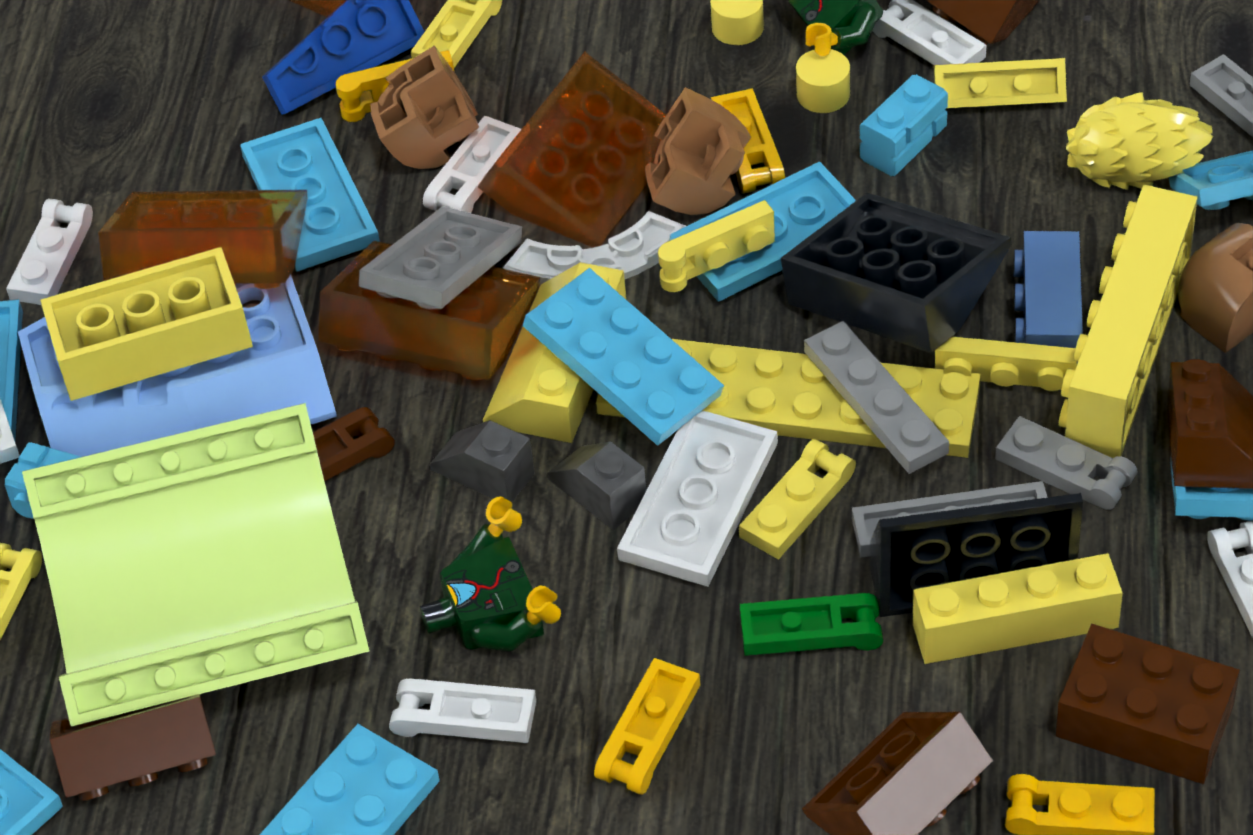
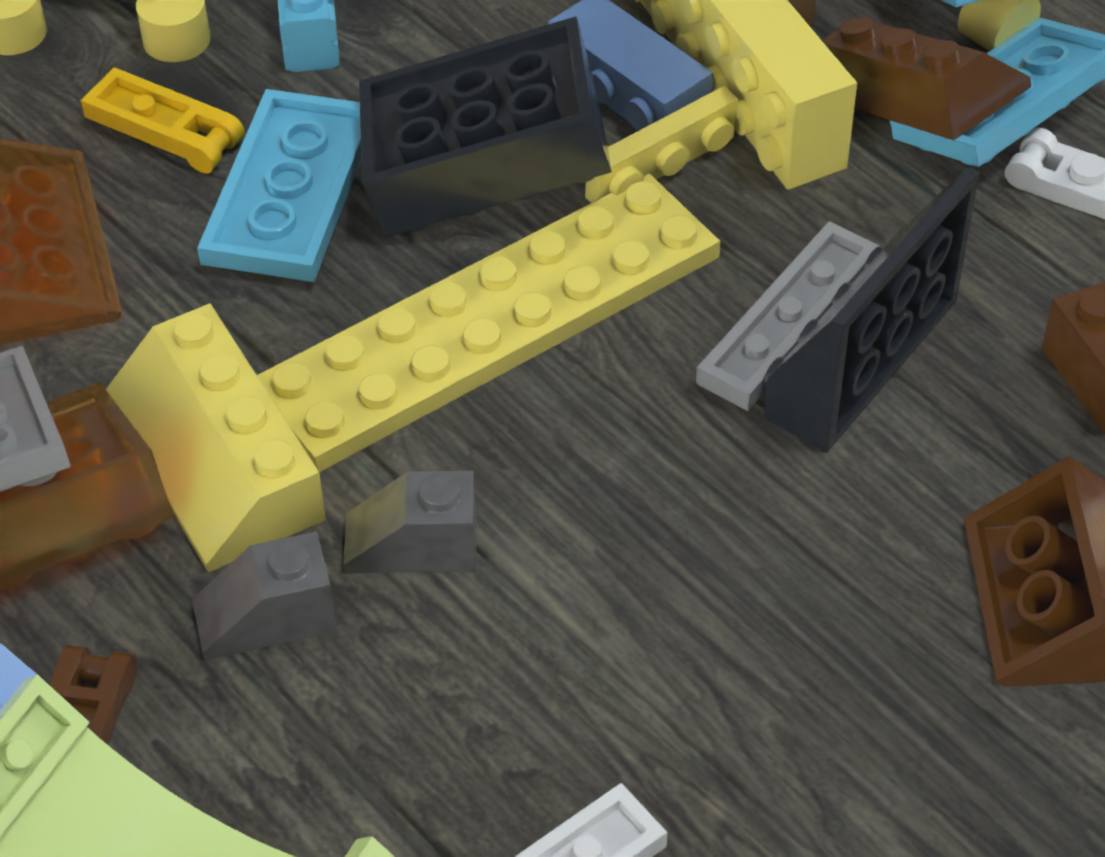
camera: 50 degrees left, 0 degrees up
(490, 591) = (451, 726): dark green torso -> none
(623, 356) = (318, 380): medium azure plate -> none
(628, 251) = (164, 289): white tile -> none
(647, 725) = (767, 724): yellow plate -> none
(696, 155) = (141, 155): medium nougat brick -> none
(698, 497) = (534, 471): white plate -> none
(715, 245) = (274, 220): light yellow plate -> none
(796, 499) = (623, 405): light yellow plate -> none
(811, 624) = (787, 506): green plate -> none
(876, 397) = (595, 251): light grey plate -> none
(1016, 608) = (951, 346): light yellow brick -> none
(1065, 463) = (814, 198): light grey plate -> none

